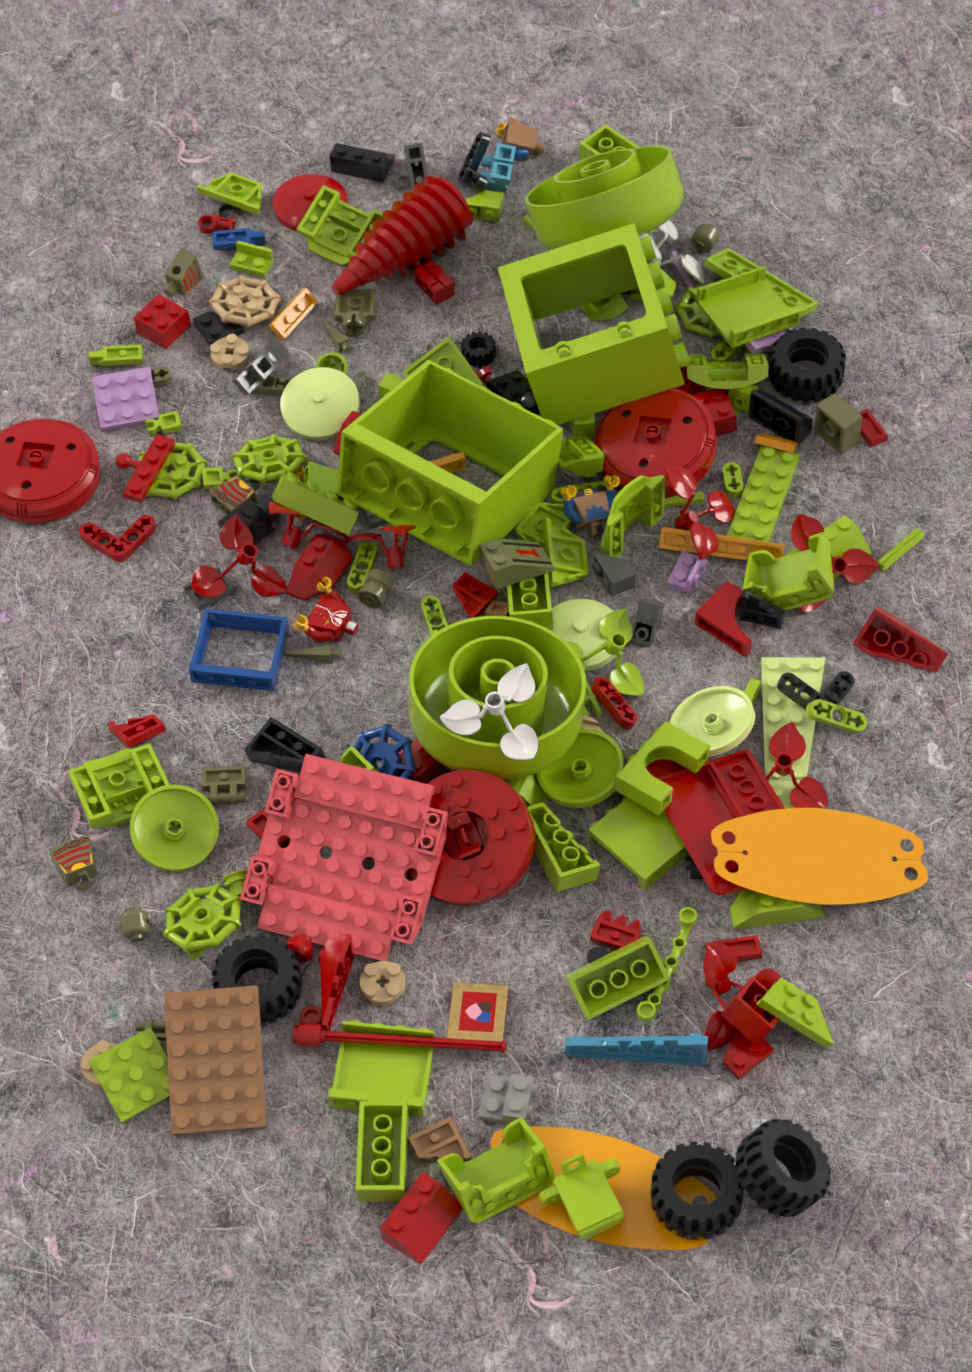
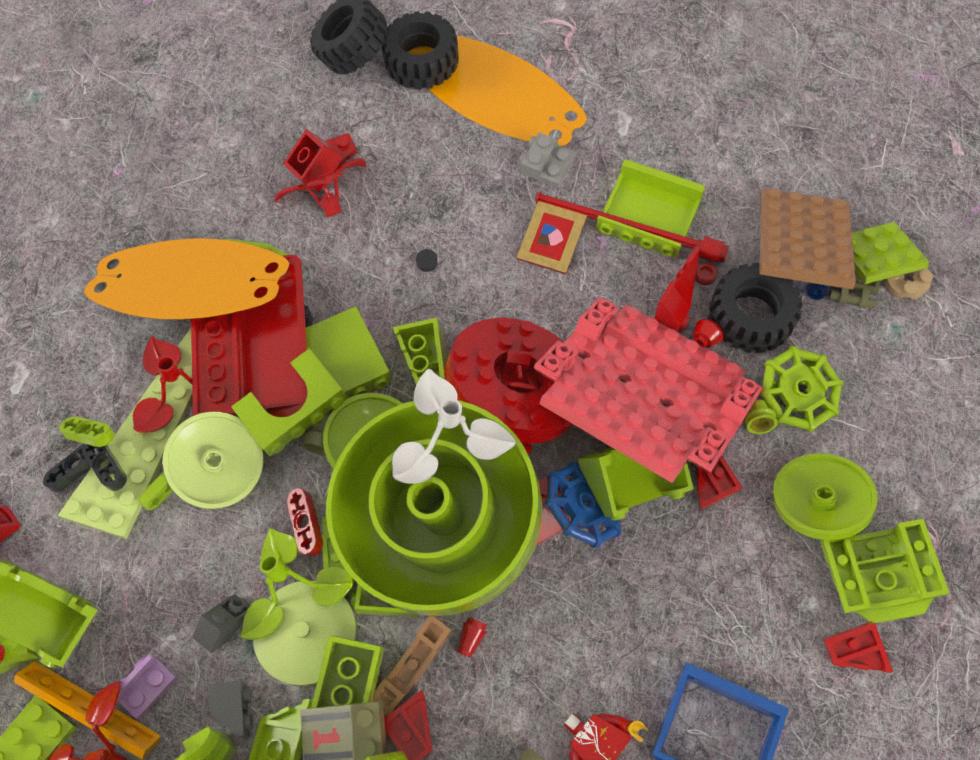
camera: 165 degrees left, 10 degrees up
(75, 861) = (935, 491): olive torso -> none
(134, 924) = (873, 403): olive head -> none
(224, 778) = (759, 552): olive plate -> none
(281, 747) = (683, 562): black wedge -> none
(321, 653) = (615, 698): olive piece -> none
(382, 971) = (632, 276): tan plate -> none
(382, 1151) = (667, 133): lime brick -> none
(421, 1218) = (646, 90): red slope -> none
(437, 614) = (473, 725): lime beam -> none
(438, 1142) = (615, 141): medium nougat wing -> none
(501, 1174) = (576, 103): lime windscreen -> none
(586, 1195) = (508, 60): lime piece -> none
(615, 934) = (402, 273): red plate -> none
(617, 977) = (418, 229): lime slope -> none
(647, 1010) = (332, 253): lime bar -> none
(655, 1049) = (401, 158): dark azure wing -> none
(719, 619) = (138, 604): red arch -> none
(745, 947) = (300, 237): red tile -> none
(760, 611) = (84, 586): black wing -> none
(797, 1010) = (277, 158): lime wing -> none

